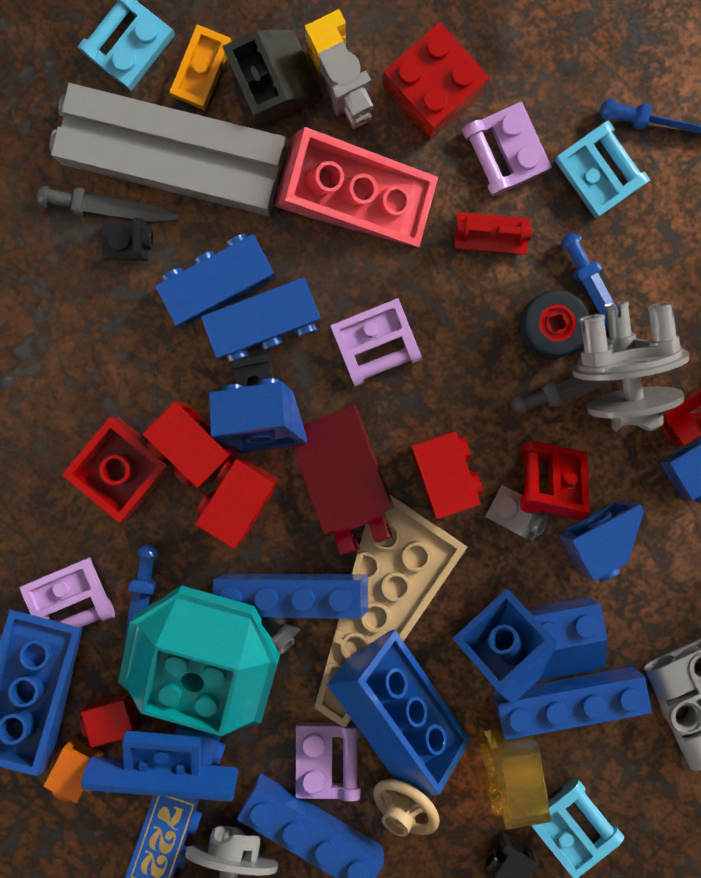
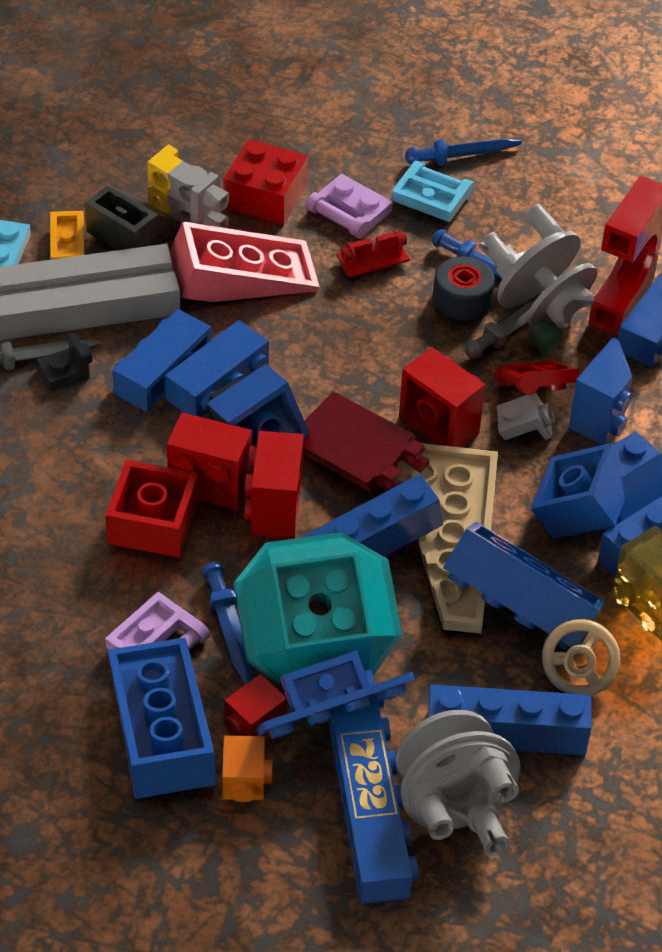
camera: 30 degrees left, 40 degrees down
(315, 761) = (470, 668): lavender plate -> none
(370, 331) = (317, 345): lavender plate -> none
(595, 426) = (545, 337): none -> clear green bush

